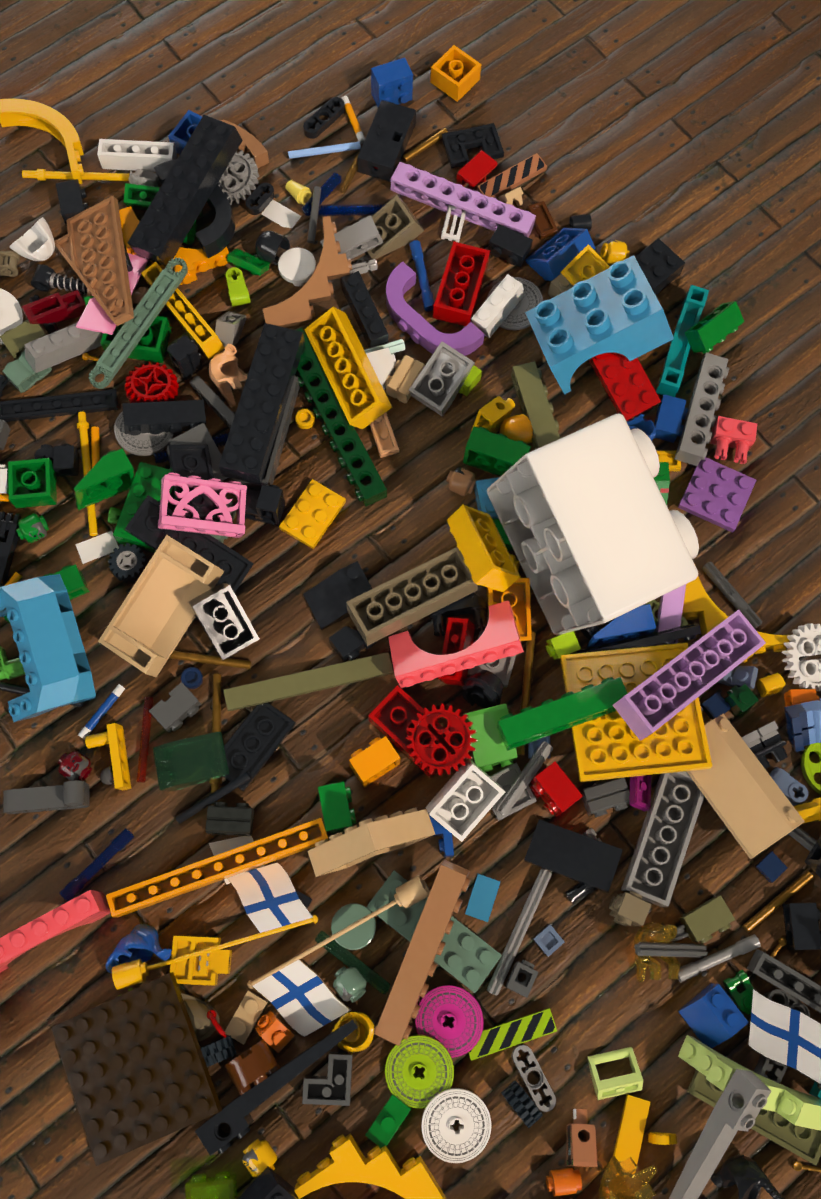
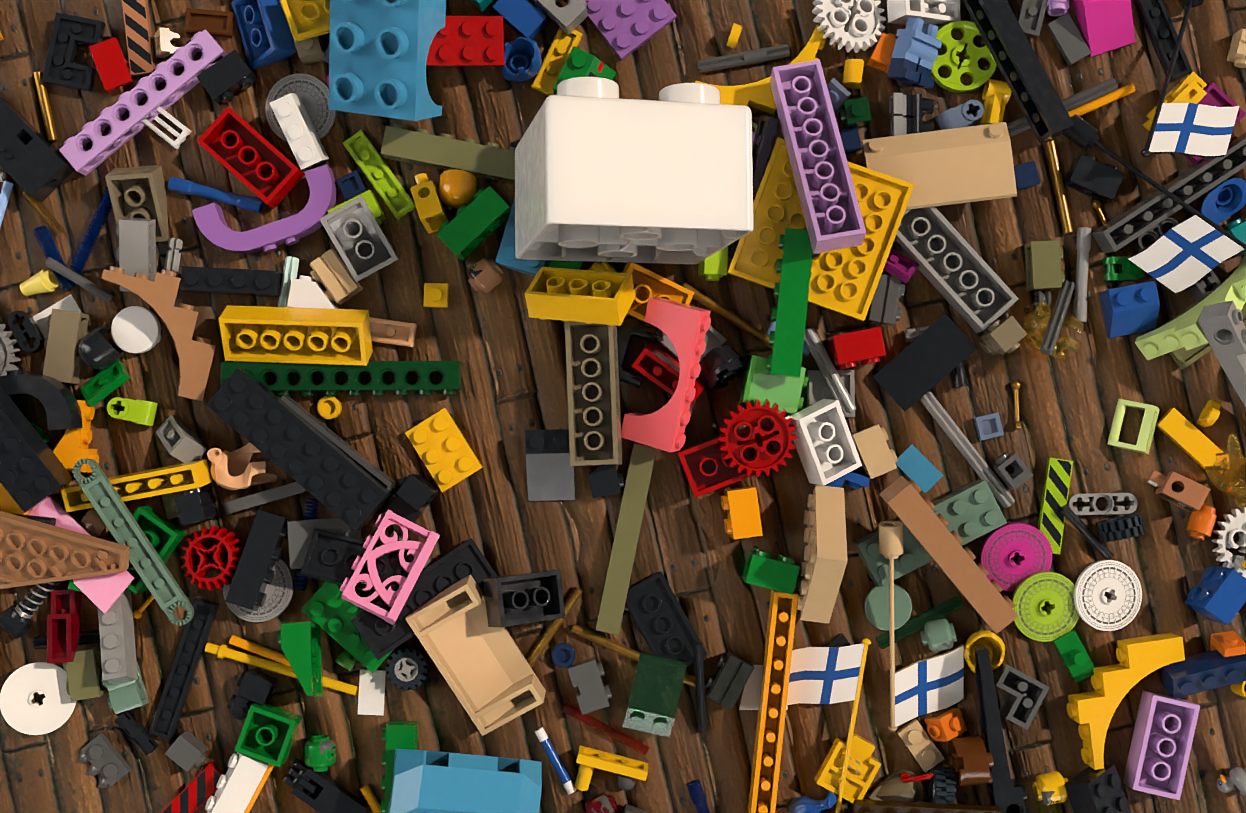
camera: 65 degrees left, 15 degrees up
(250, 226) = (62, 345): none -> dark tan brick
(428, 455) = (436, 295): none -> yellow plate
(478, 849) = (874, 451): none -> tan brick
(480, 359) = (351, 185): none -> dark blue tile
(497, 375) = (379, 174): none -> lime tile
(501, 1076) = (1086, 532): none -> black bar
(594, 948) = (1016, 385): none -> pearl gold hinge
(745, 579) = (734, 35): none -> yellow tile

